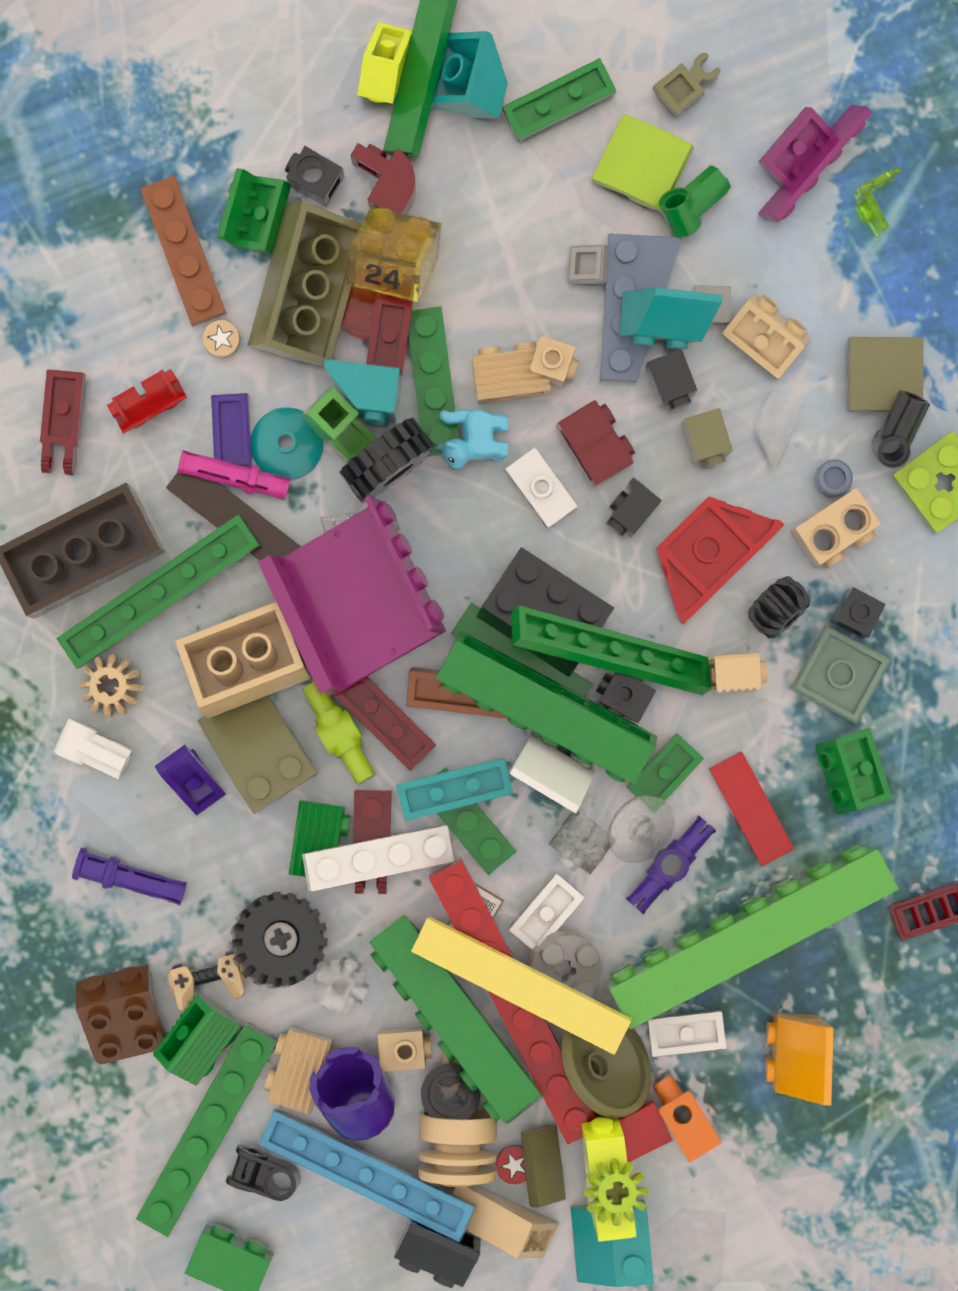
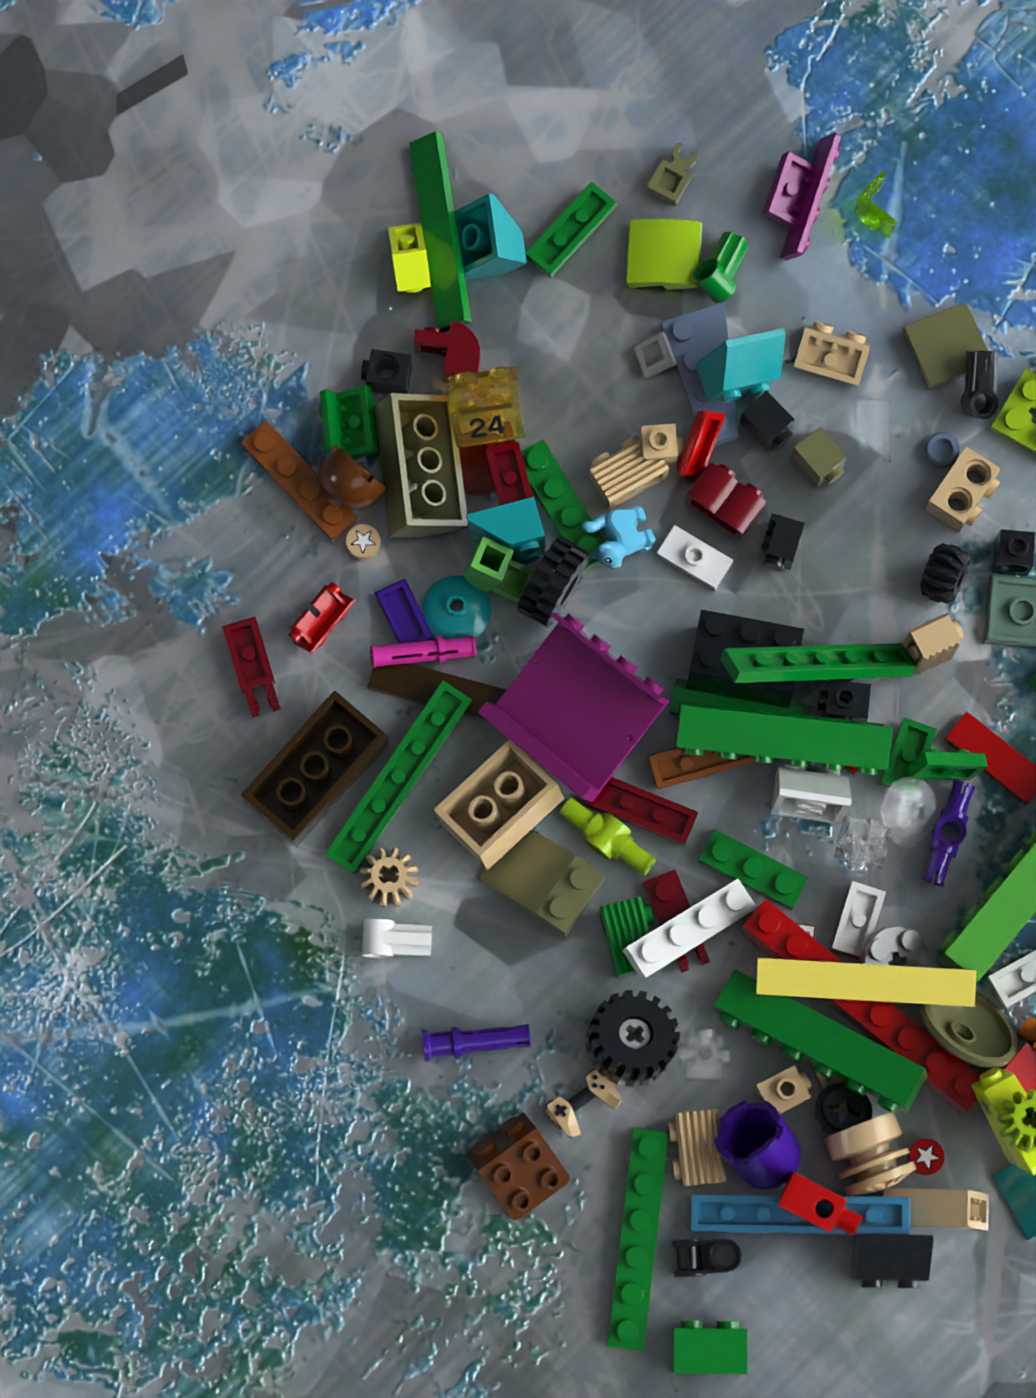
camera: 20 degrees left, 10 degrees down
(190, 779) = (494, 929): dark purple slope -> none
(196, 1040) = (597, 1157): green brick -> none
(226, 273) = (348, 481): none -> reddish brown cylinder
(374, 1165) = (801, 1199): none -> red torso
(454, 789) = (732, 841): teal plate -> none
(543, 1166) = (952, 1145): olive tile -> none
(593, 376) = (700, 443): none -> red tile
(706, 802) = (947, 765): none -> green plate
(709, 551) = (863, 553): red wing -> none

